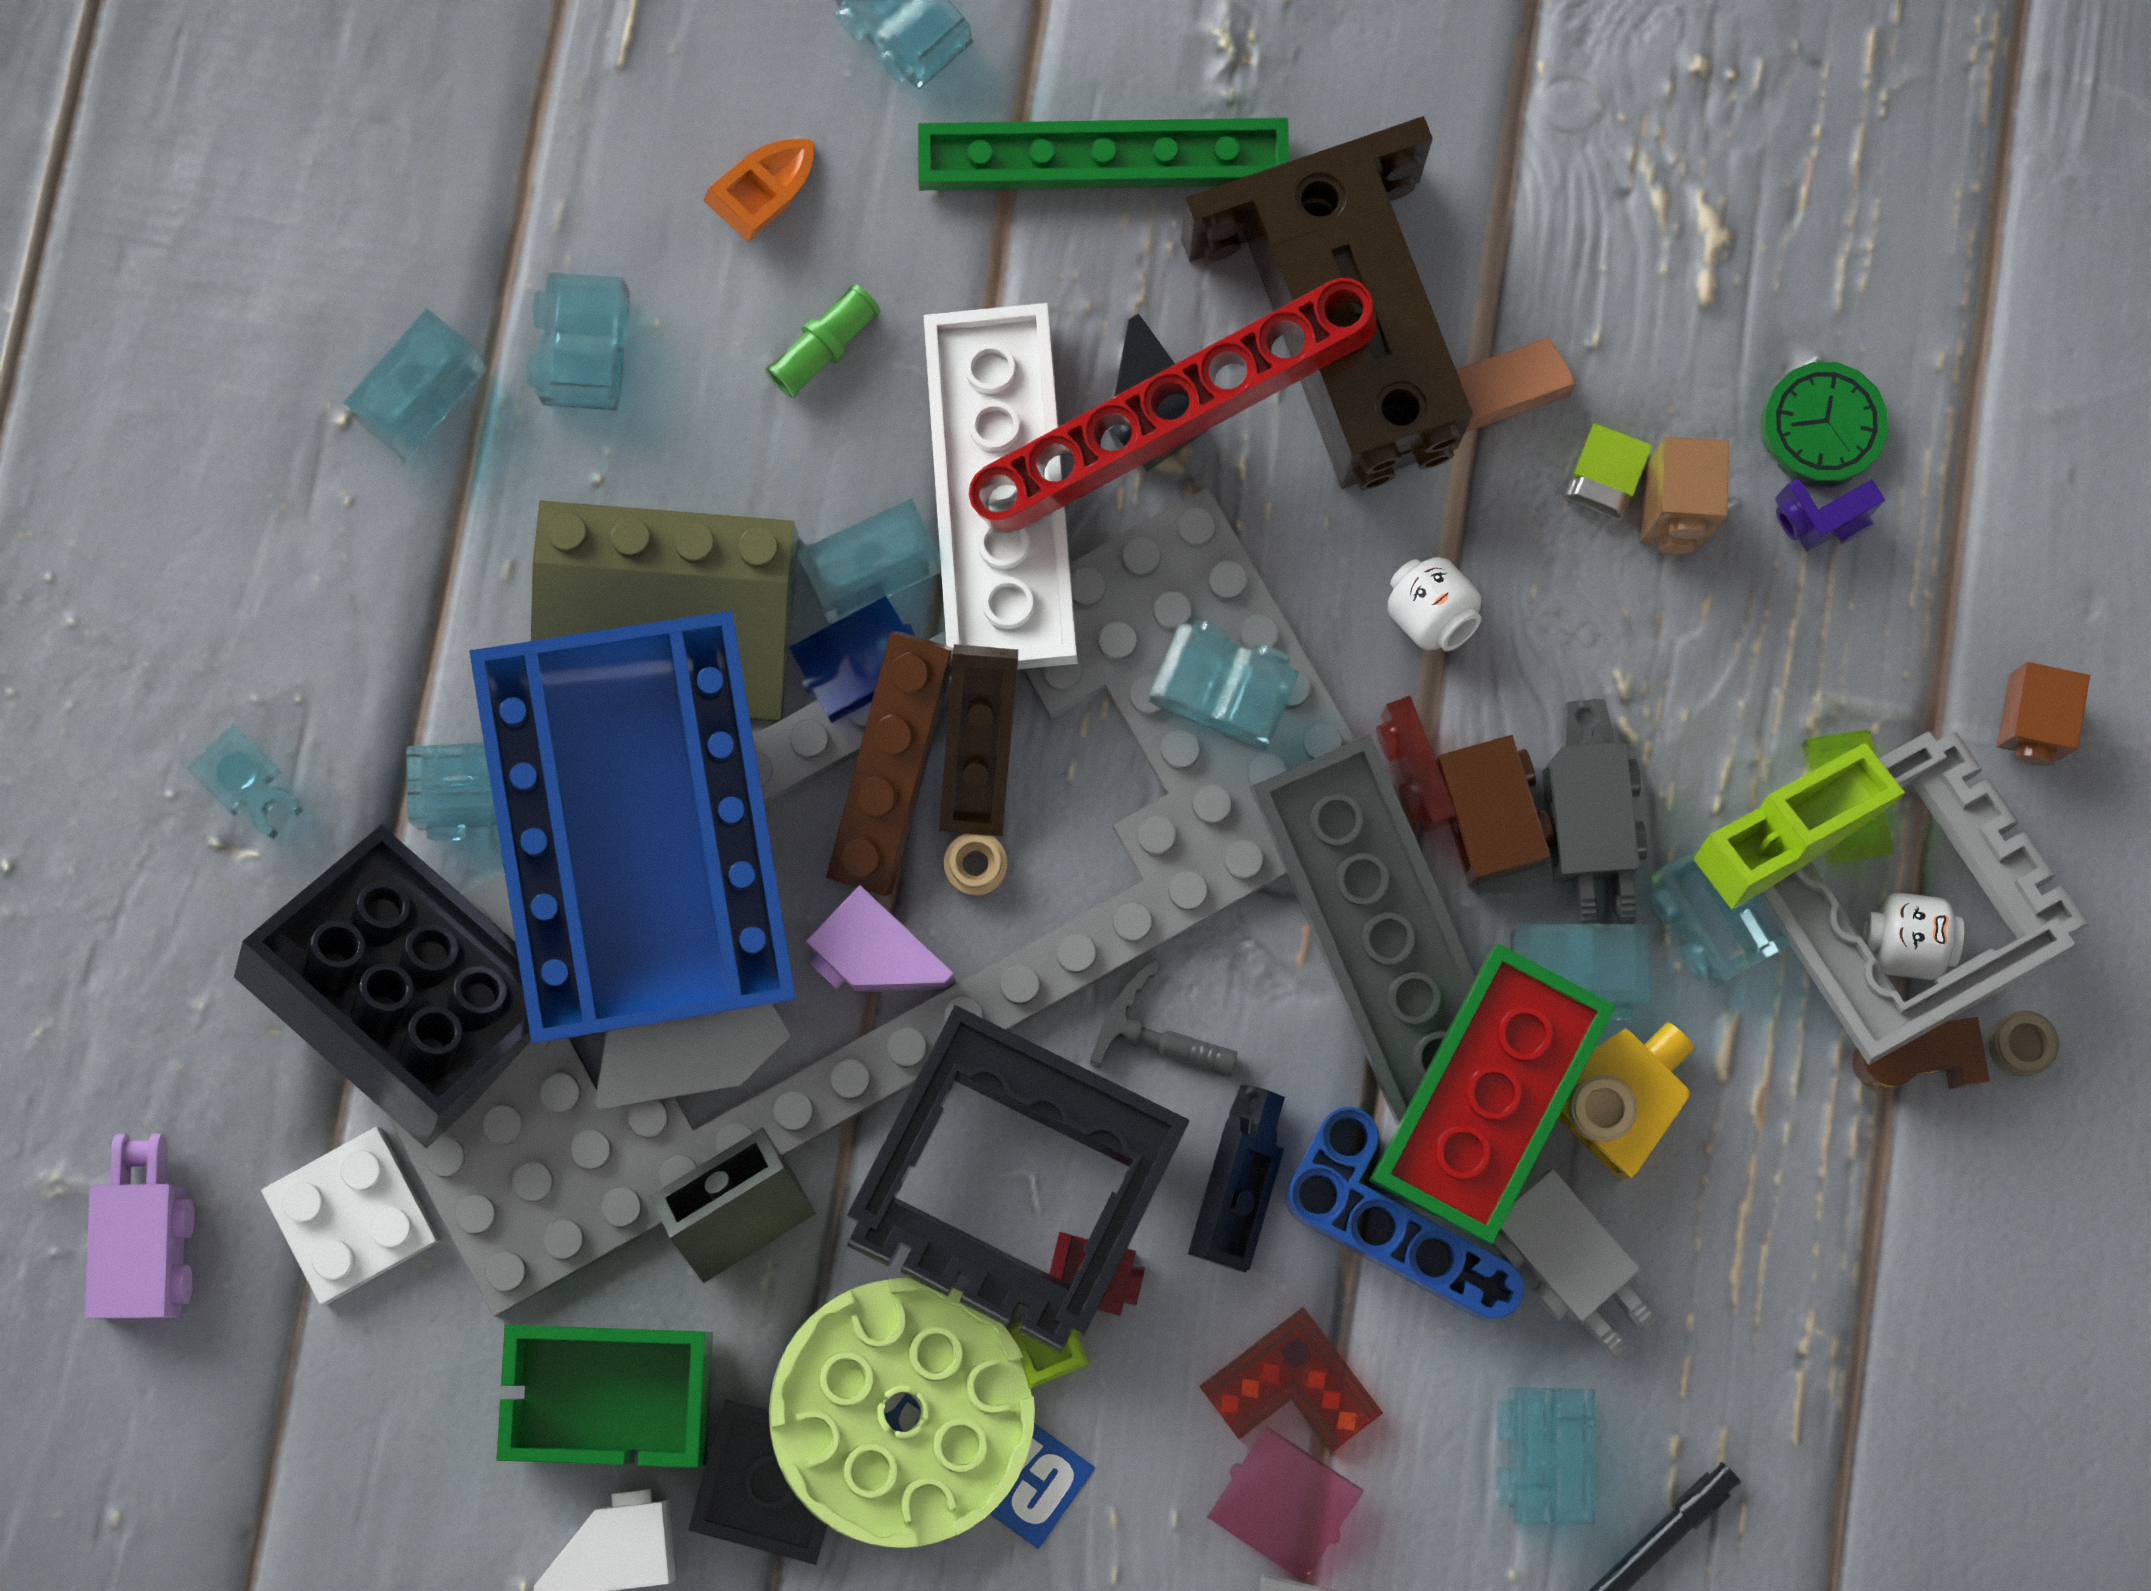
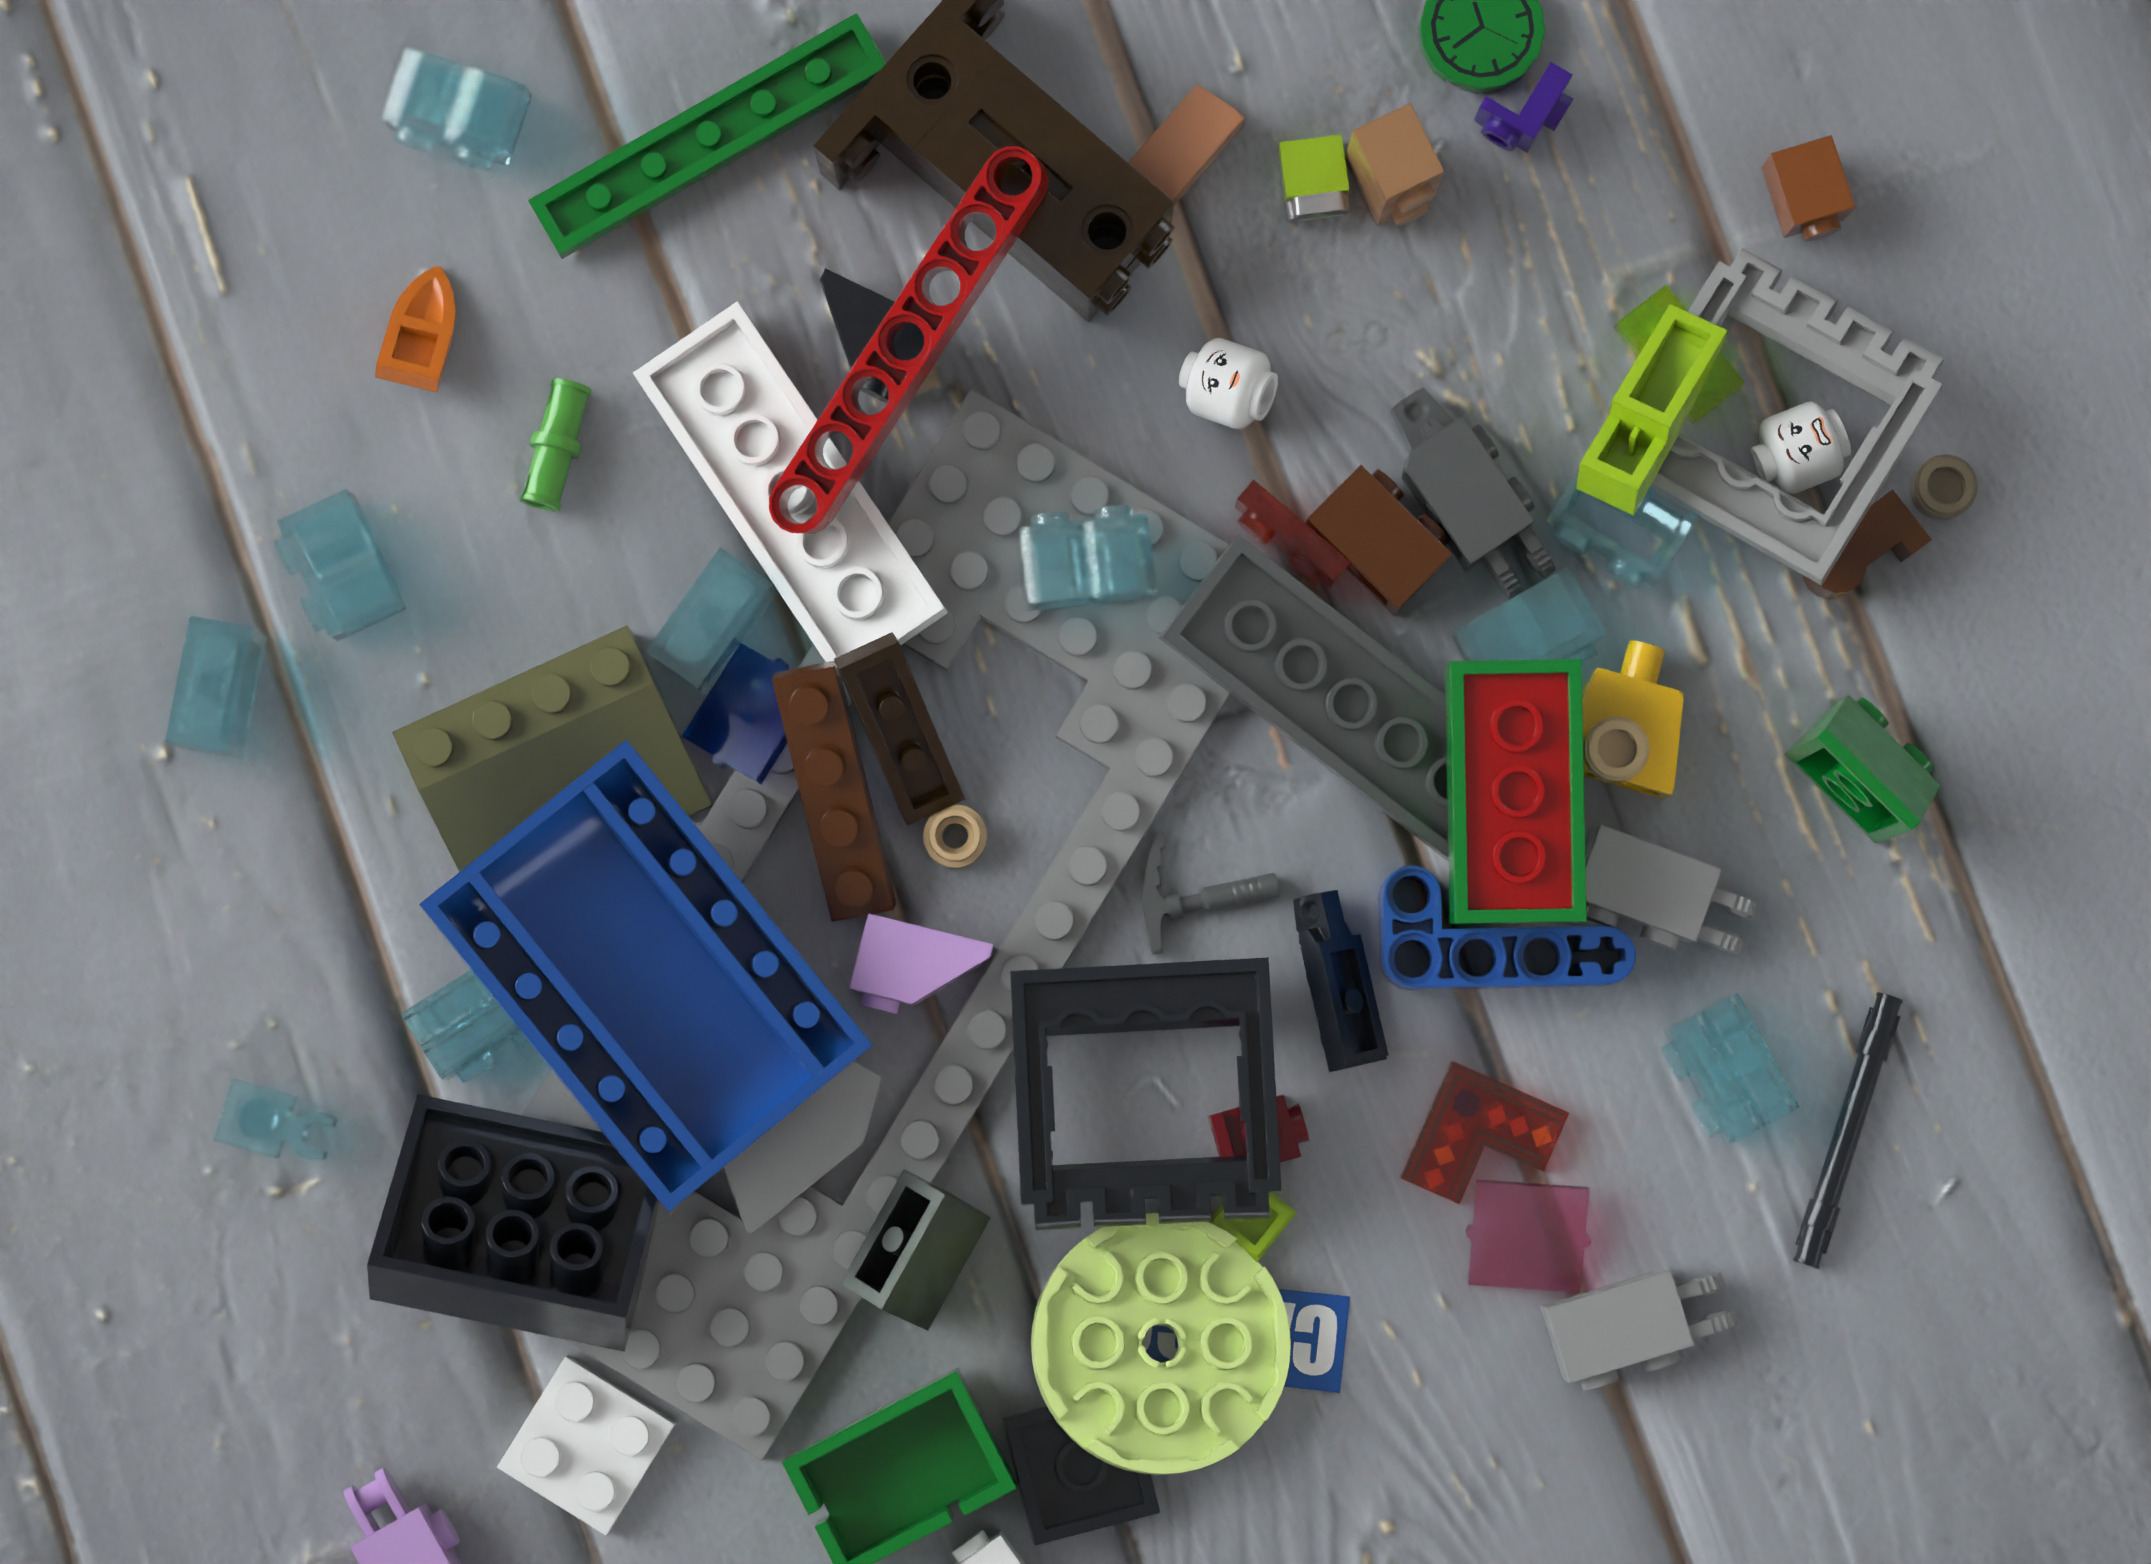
camera: 30 degrees left, 5 degrees up
(1819, 1254) = (1866, 769): none -> green slope

